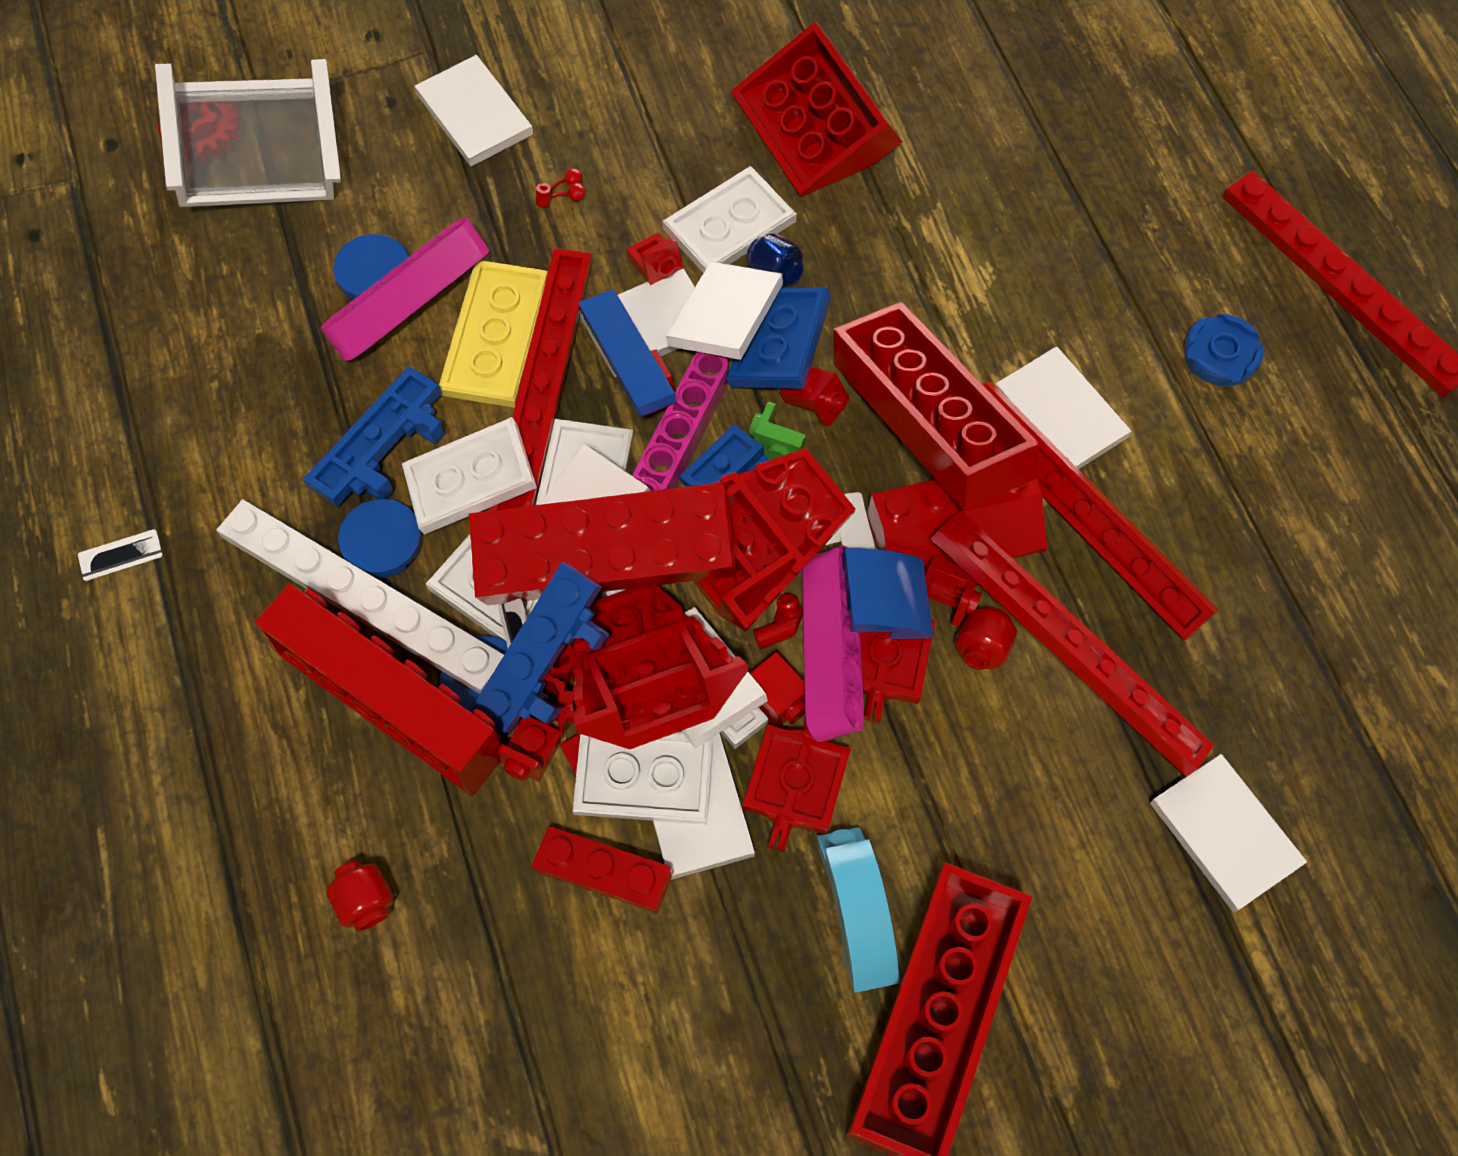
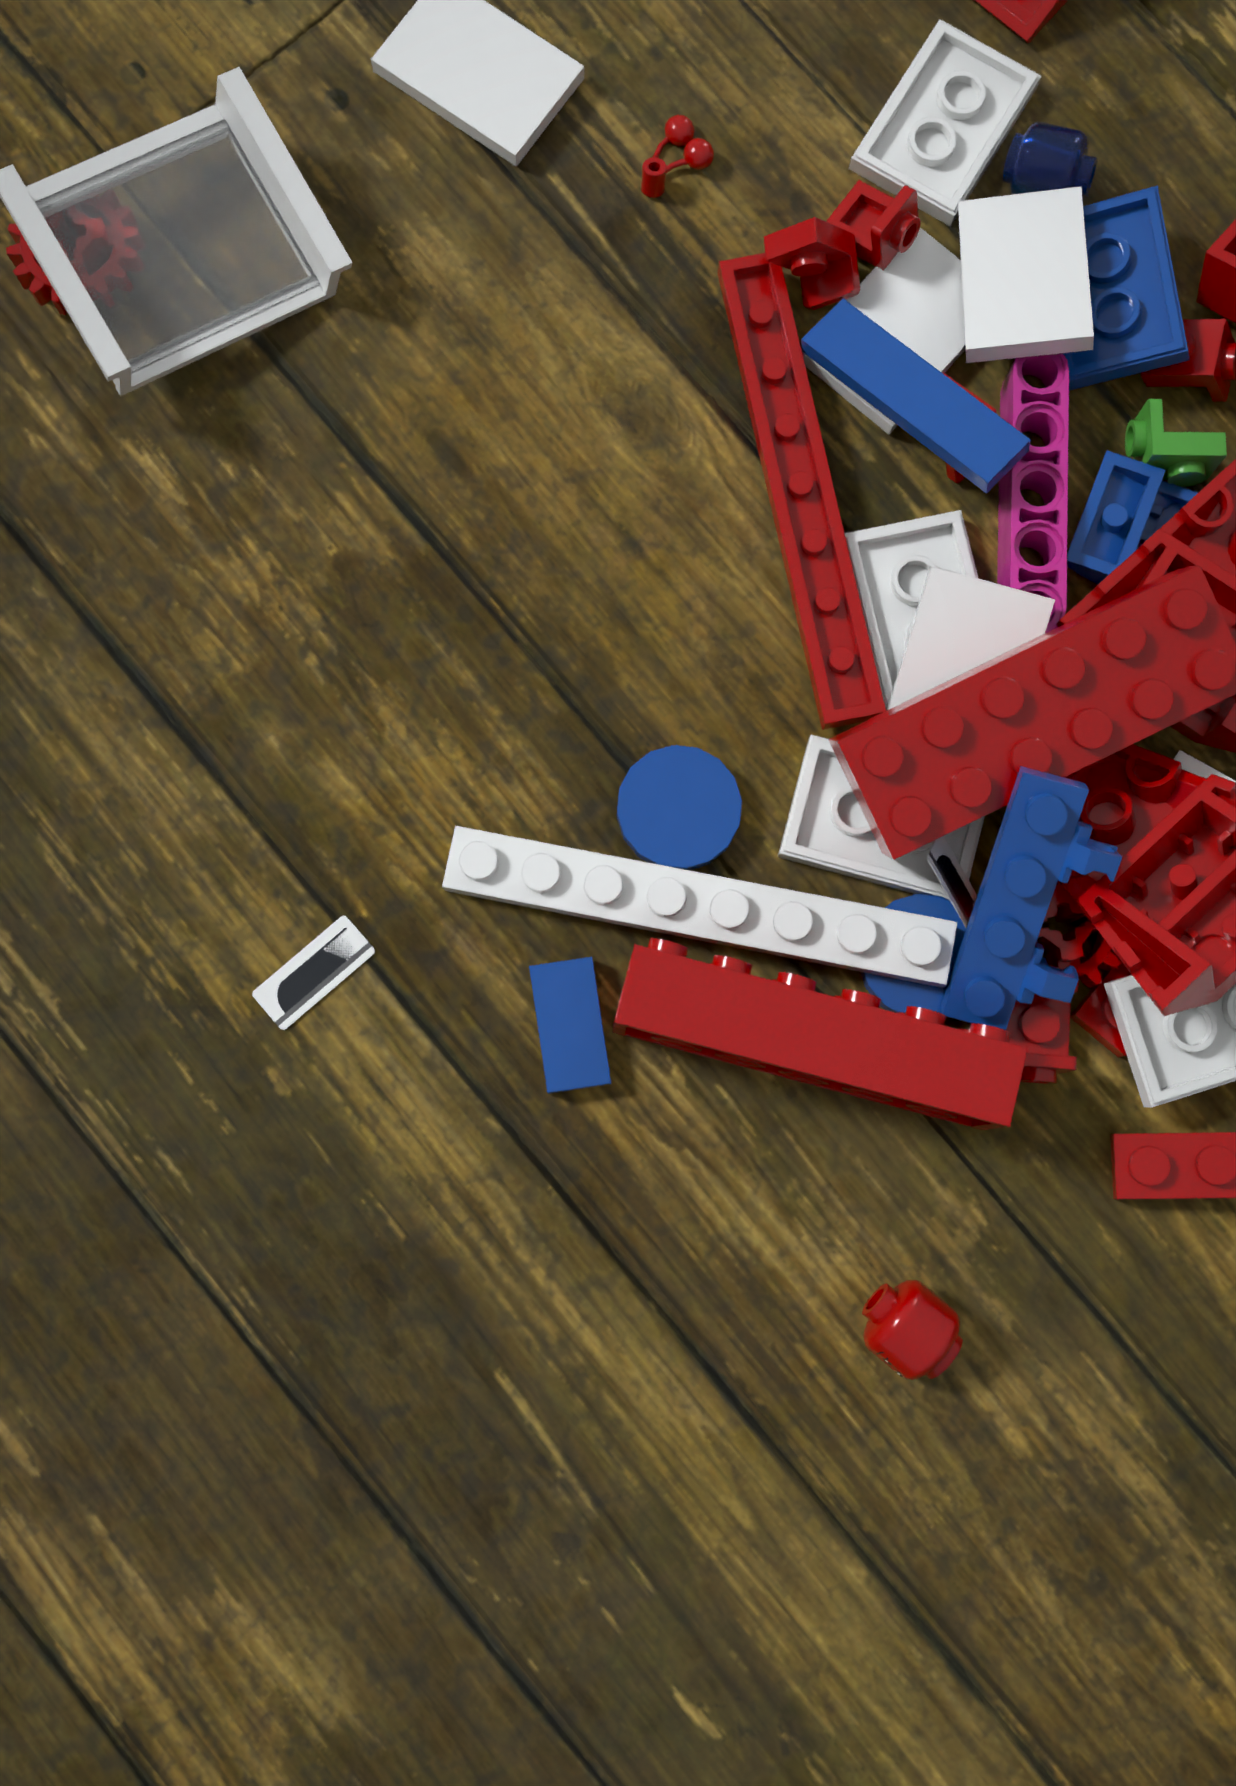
camera: 25 degrees left, 15 degrees up
(245, 647) = (570, 1025): none -> blue tile
(354, 459) = (585, 703): blue hinge -> none
(365, 262) = (456, 390): blue tile -> none
(404, 289) = (533, 408): dark pink beam -> none
(468, 475) = (768, 669): white tile -> none
(493, 334) = (687, 428): light yellow tile -> none
(611, 259) = (821, 258): none -> red bracket

